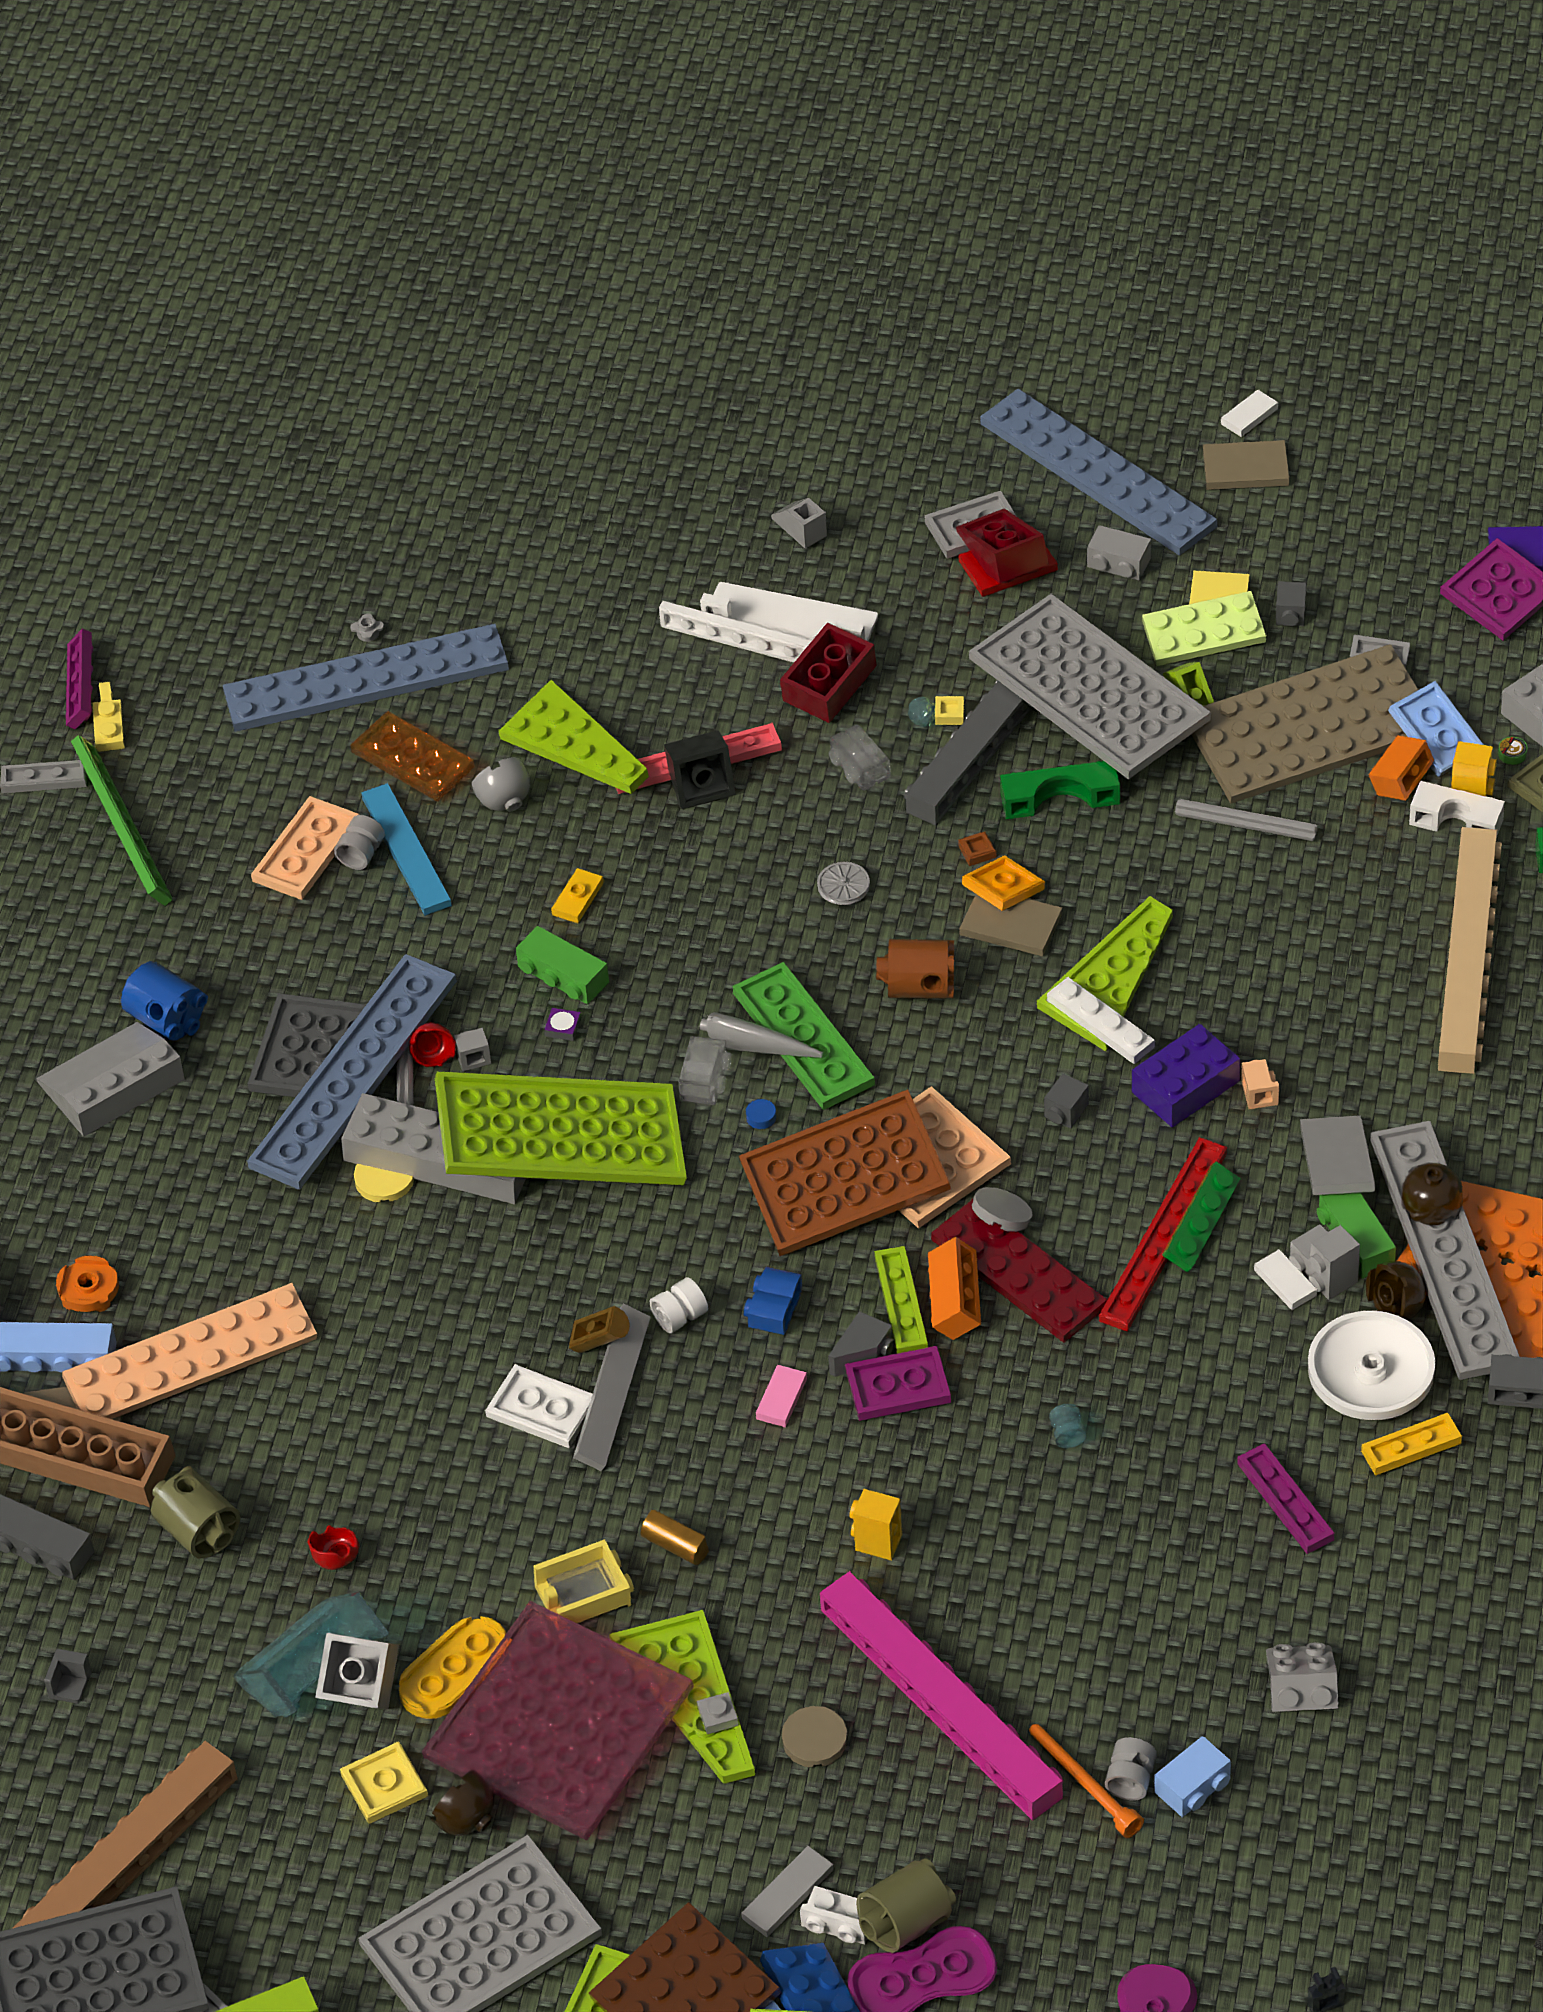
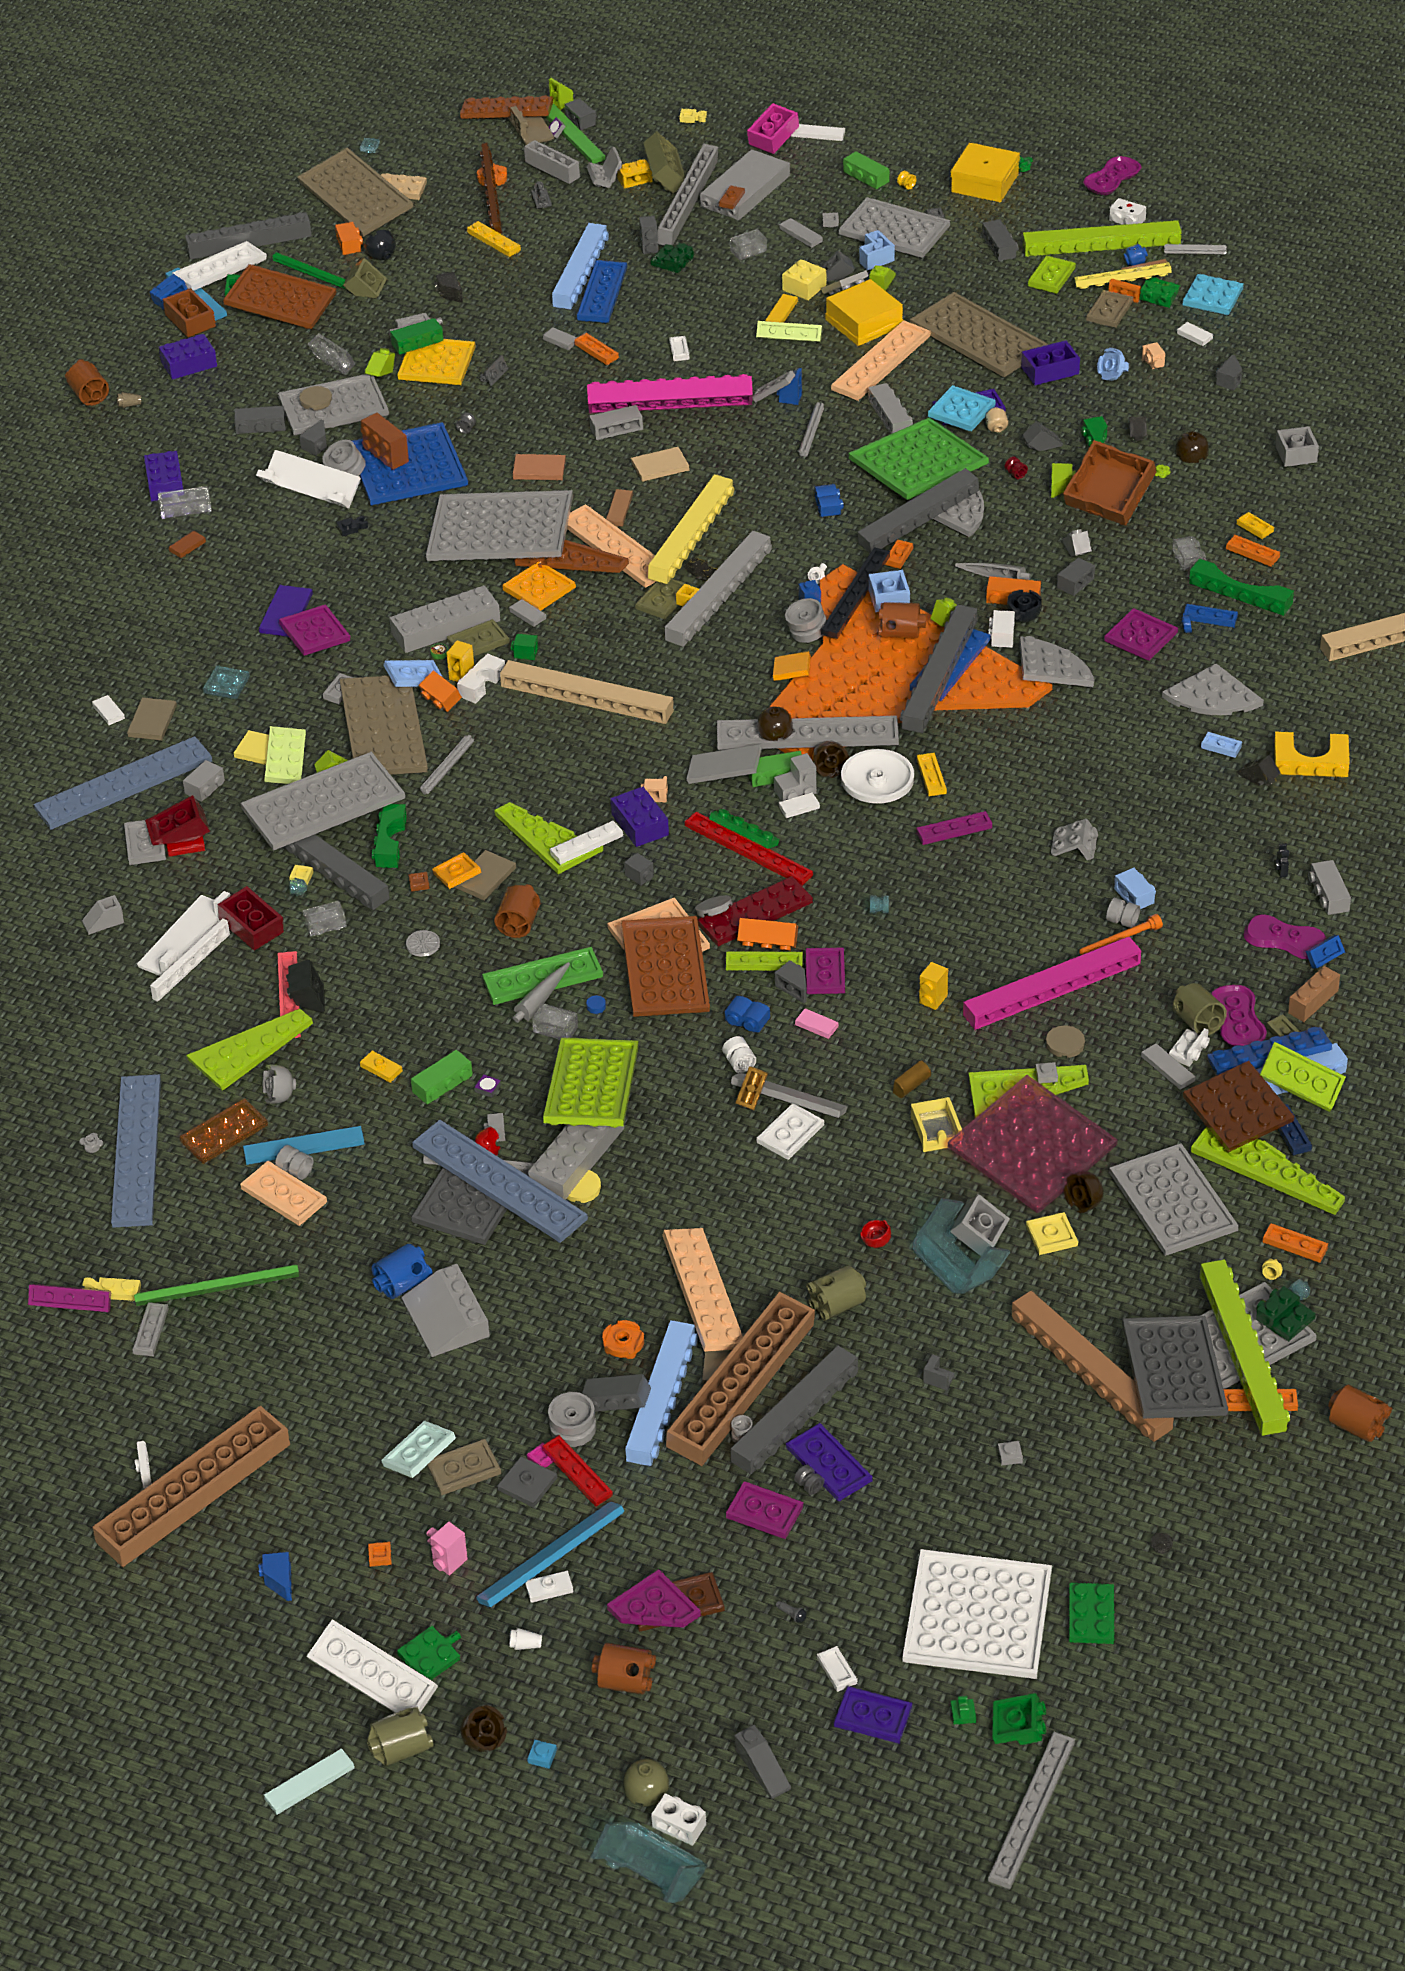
camera: 80 degrees left, 5 degrees down
(448, 1666) = (966, 1182): yellow tile -> none
(1291, 603) = (283, 715): dark grey brick -> none
(1349, 522) = (226, 682): none -> clear light blue plate

